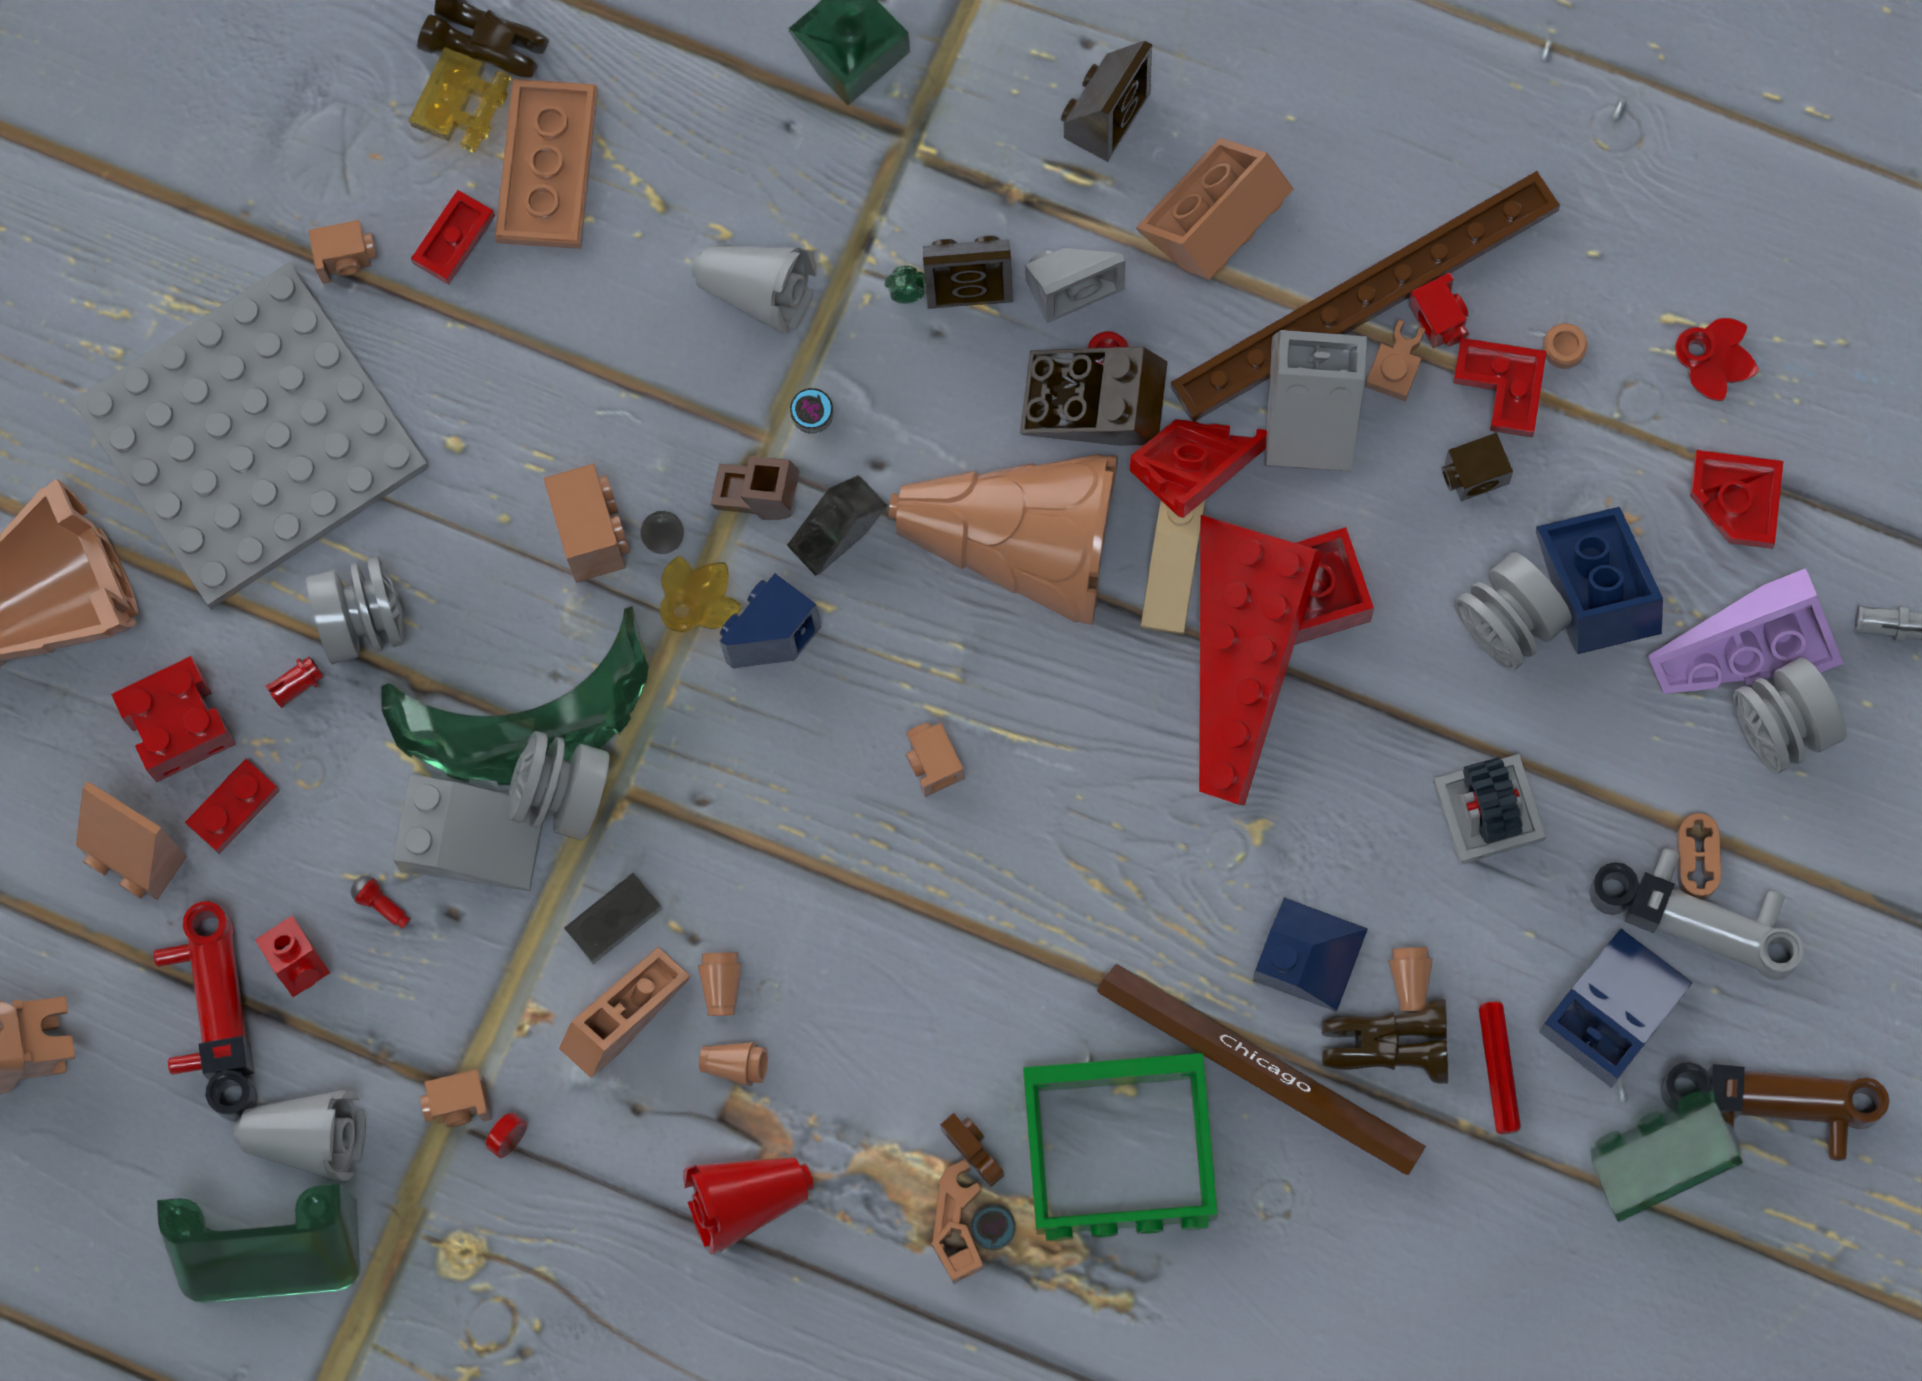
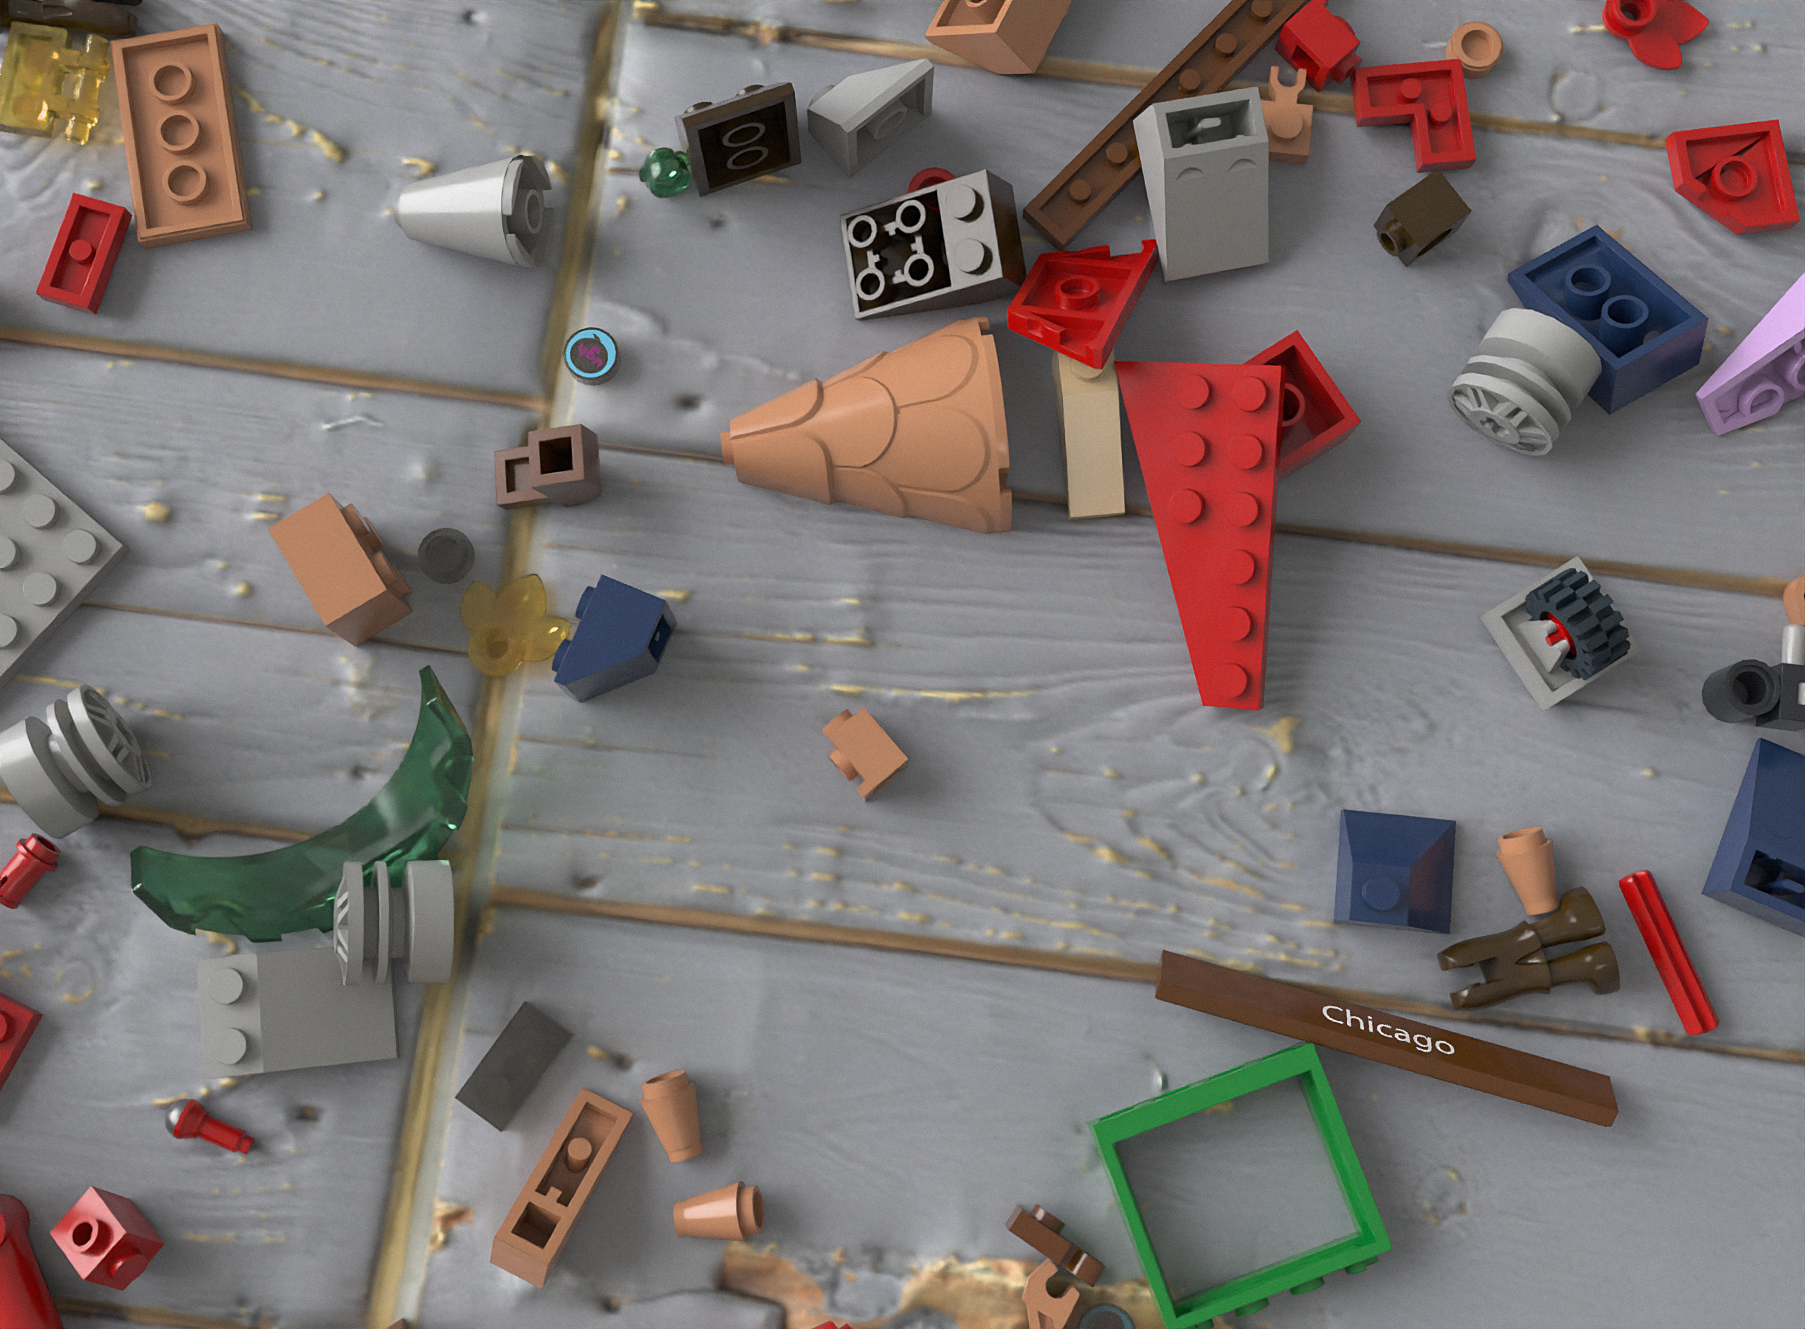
camera: 25 degrees left, 5 degrees up
(836, 523) = (661, 488): clear smoke slope -> none

